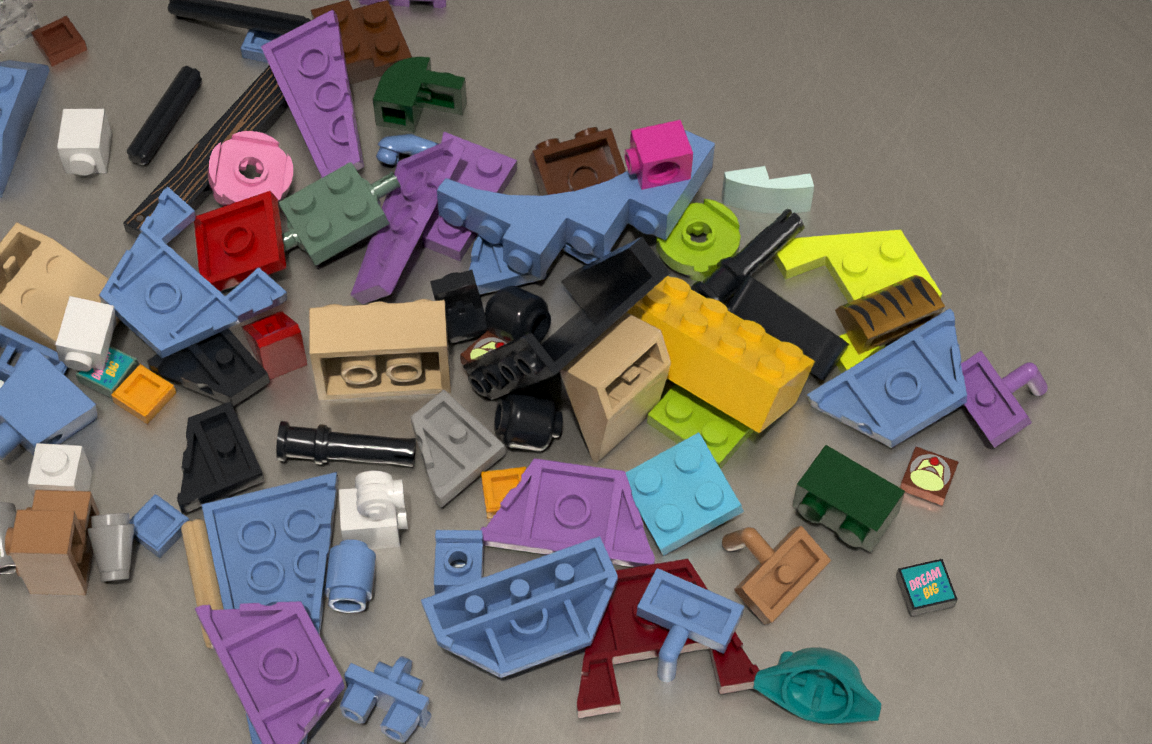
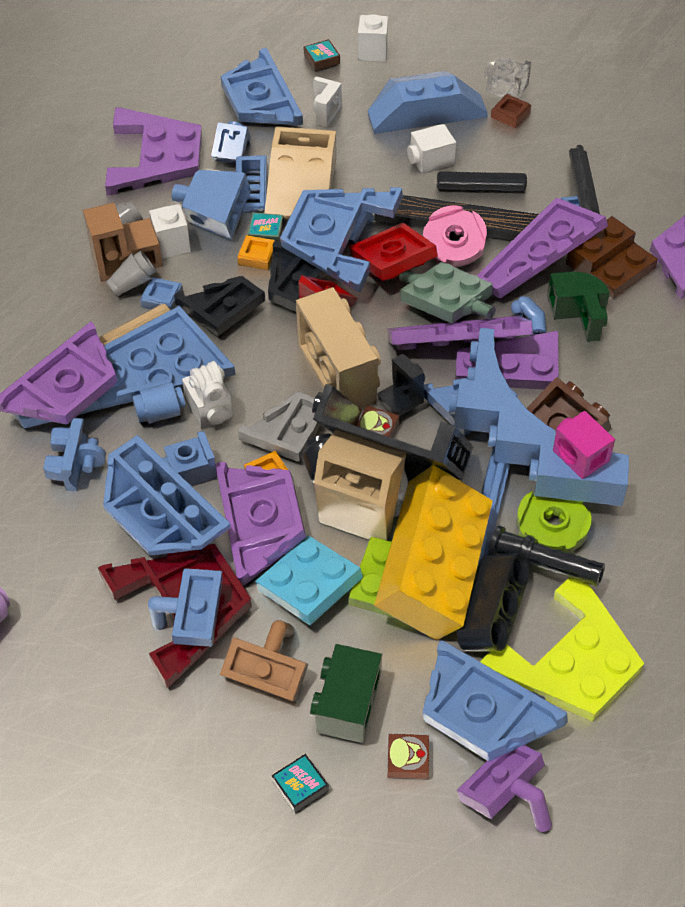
camera: 70 degrees right, 5 degrees down
(85, 334) = (272, 197): white brick -> none
(323, 444) = (257, 355): black pin -> none
(517, 313) = (414, 423): black head -> none
(754, 191) = (620, 544): light aqua slope -> none
(819, 687) = (177, 720): teal hat -> none
(889, 312) = (541, 669): pearl gold brick -> none

